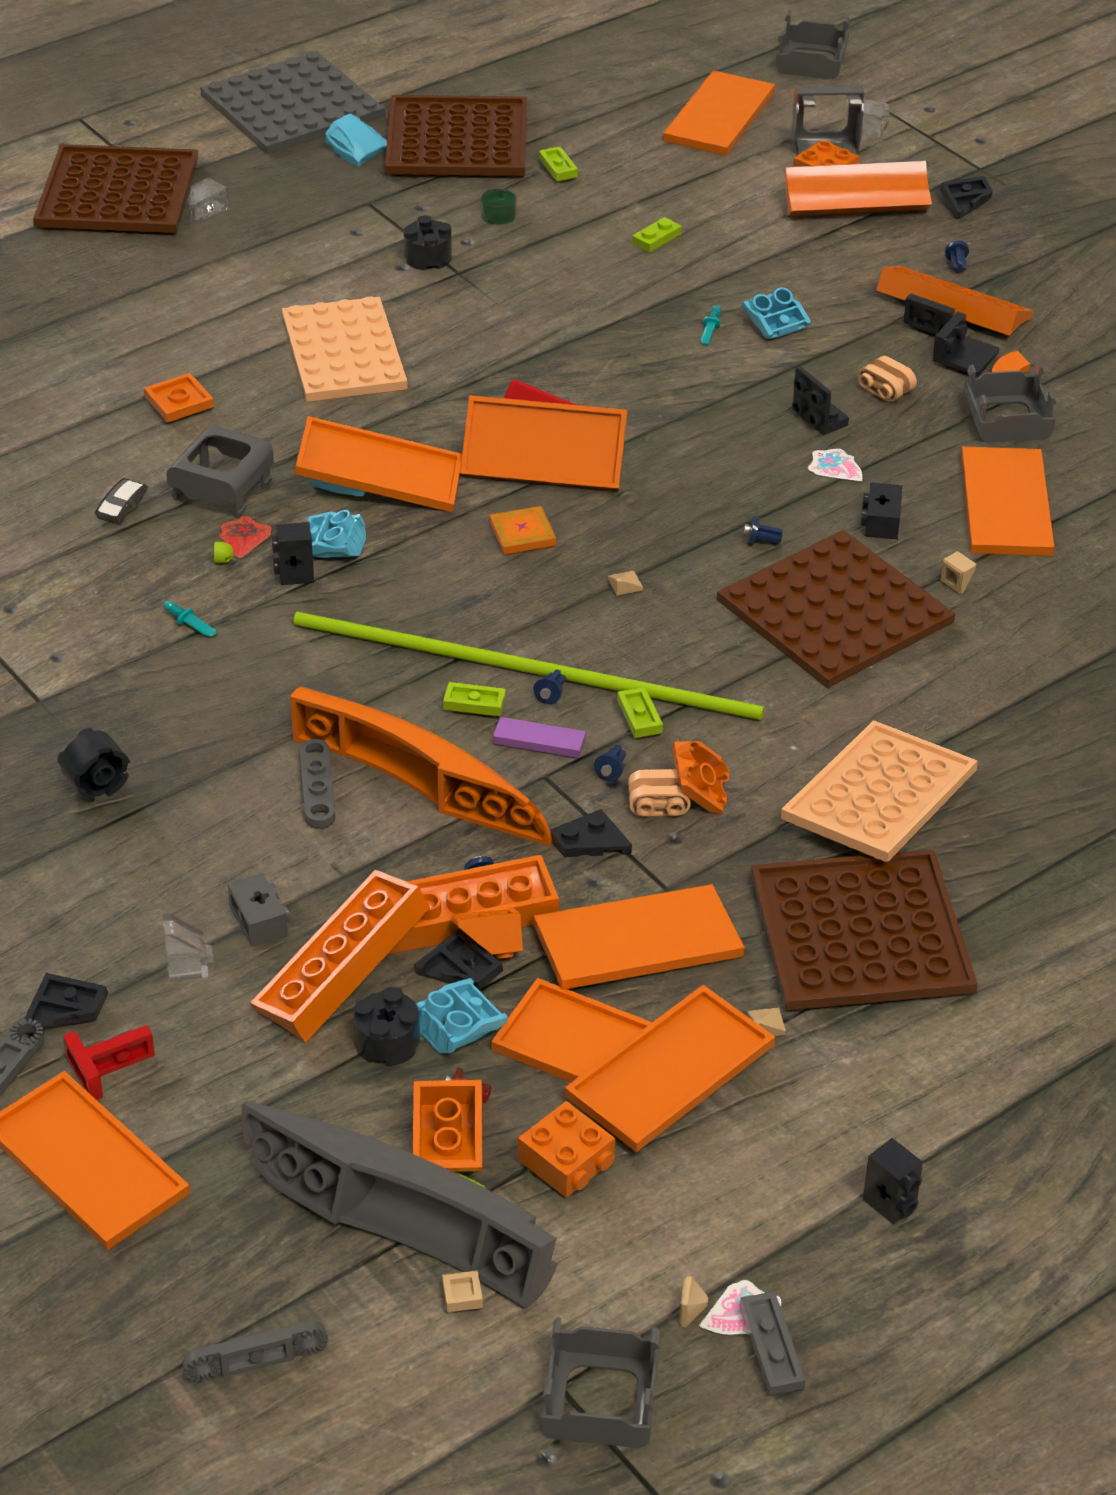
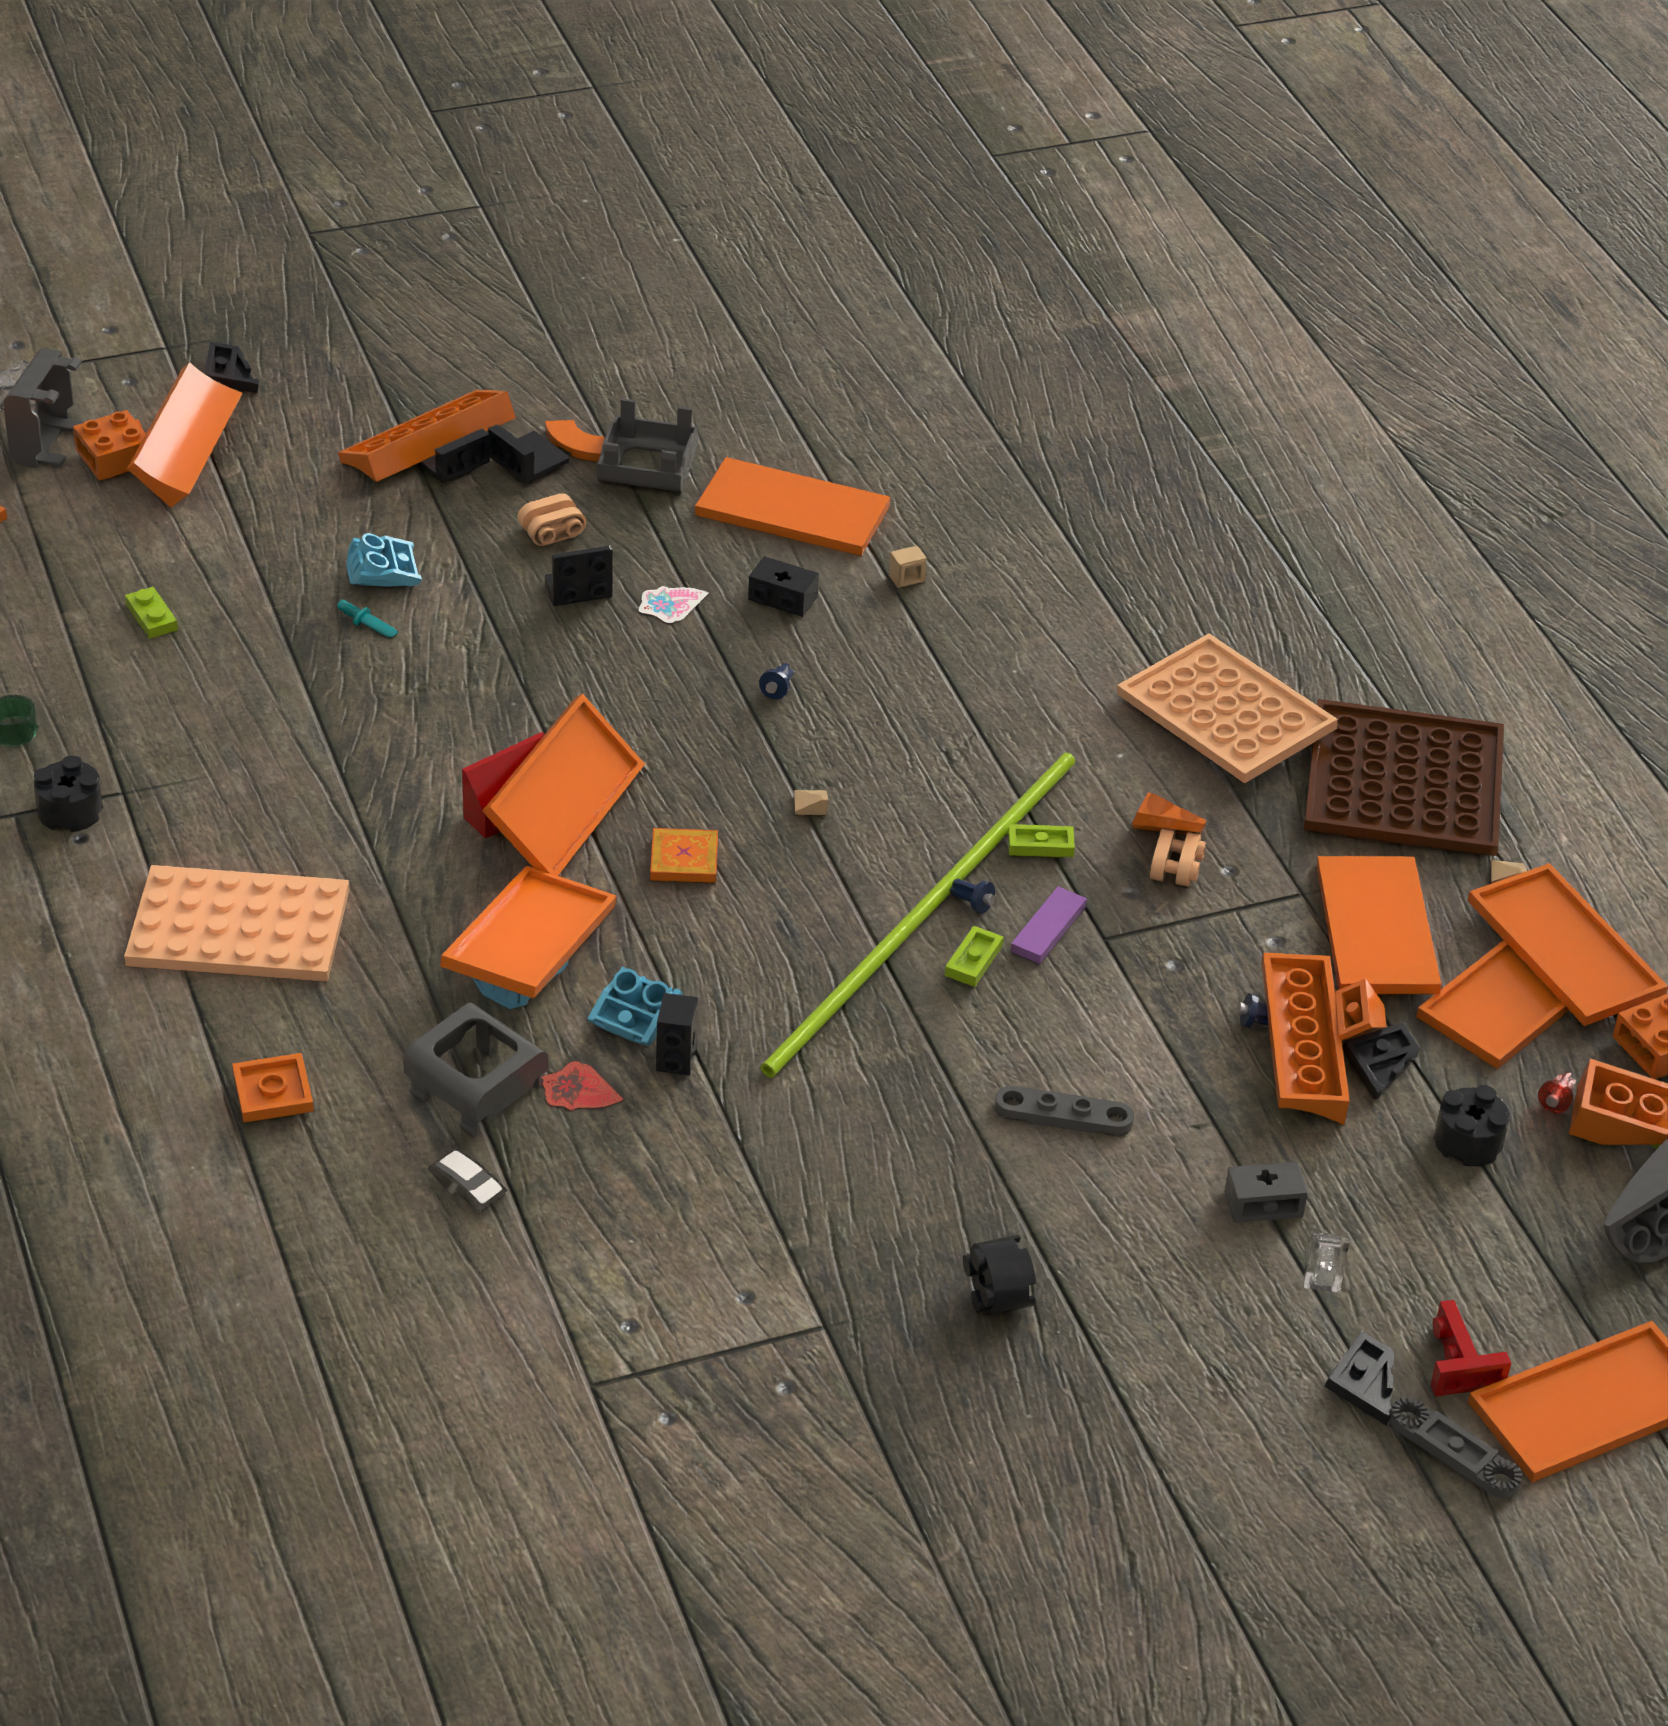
camera: 75 degrees left, 0 degrees up
(188, 617) = (727, 1164): teal piece -> none
(222, 552) = (618, 1109): lime hinge -> none
(341, 954) = (1366, 1132): orange arch -> none
(419, 759) = (1075, 1013): orange slope -> none
(457, 1016) = (1465, 1066): medium azure slope -> none
(589, 836) = (1214, 925): black wing -> none
(609, 765) = (1119, 881): dark blue piece -> none
(835, 608) = (917, 667): reddish brown plate -> none
(956, 253) = (343, 407): dark blue piece -> none

